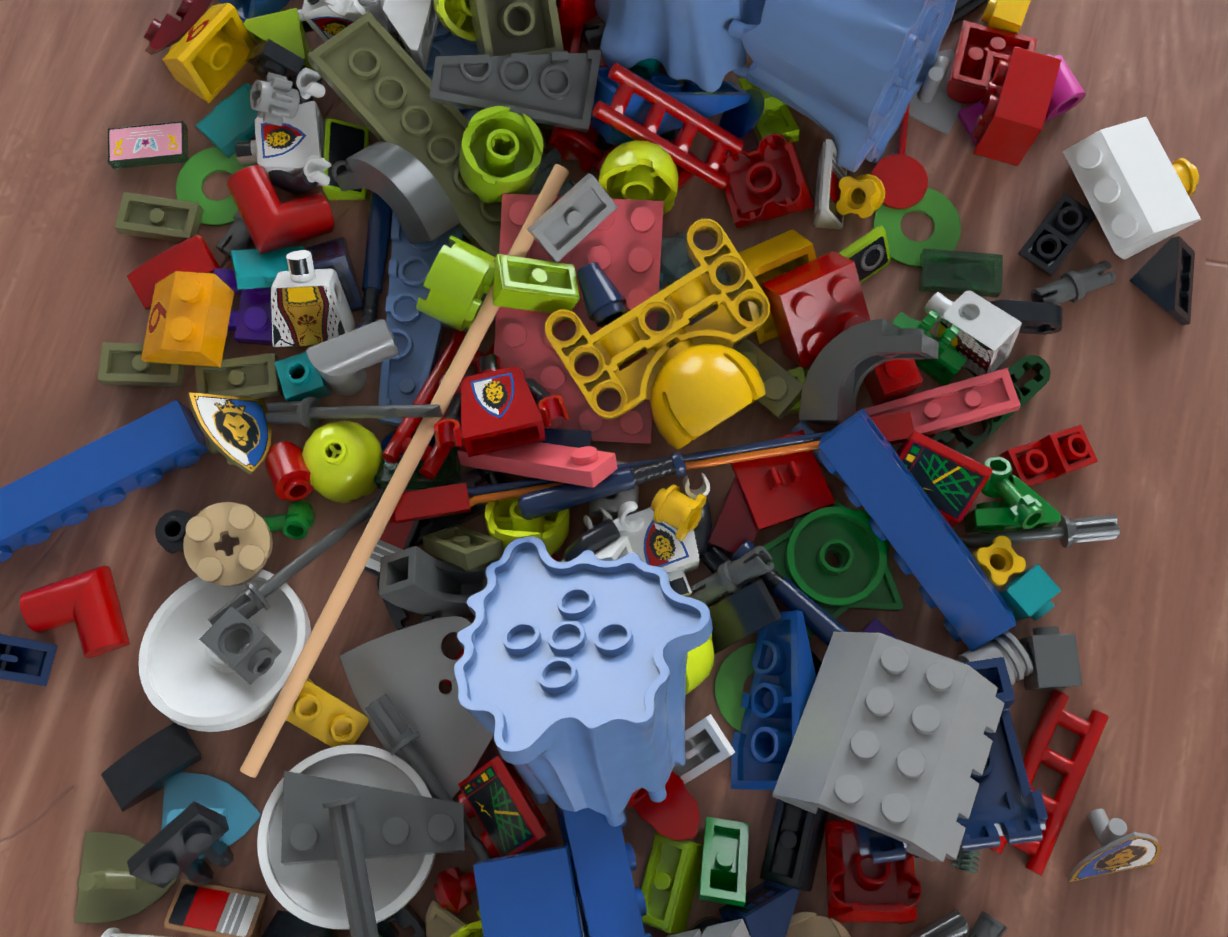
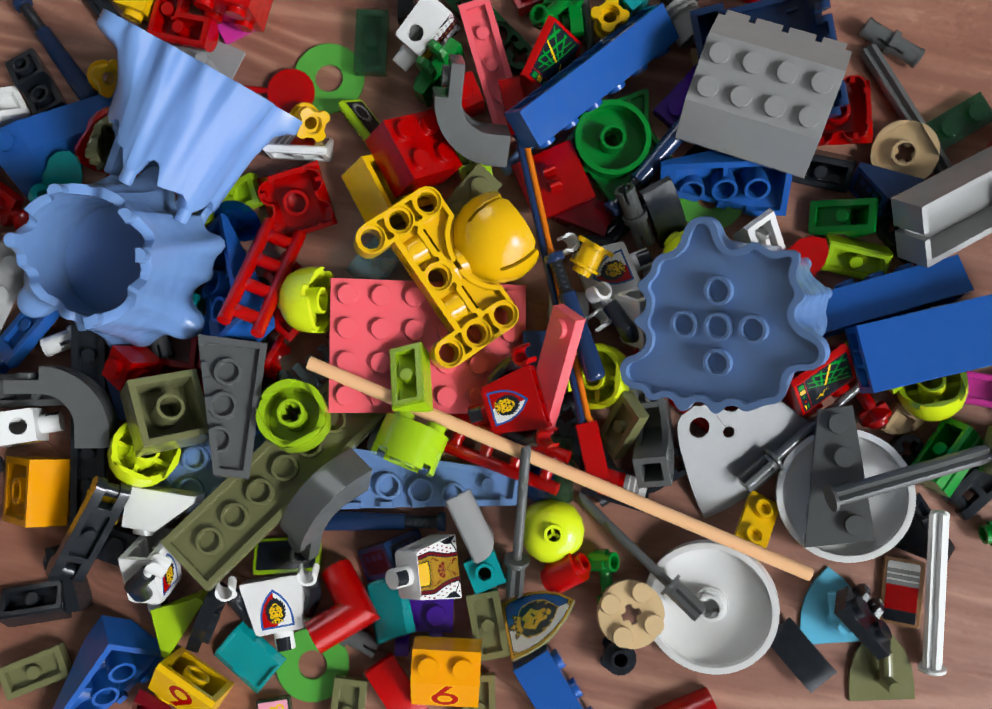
camera: 90 degrees left, 10 degrees up
(230, 635) = (714, 603): dark grey brick -> none
(274, 99) = (244, 618): light grey gear -> none
(572, 217) = (354, 349): light grey plate -> none
(600, 295) = (416, 325): dark blue cone -> none

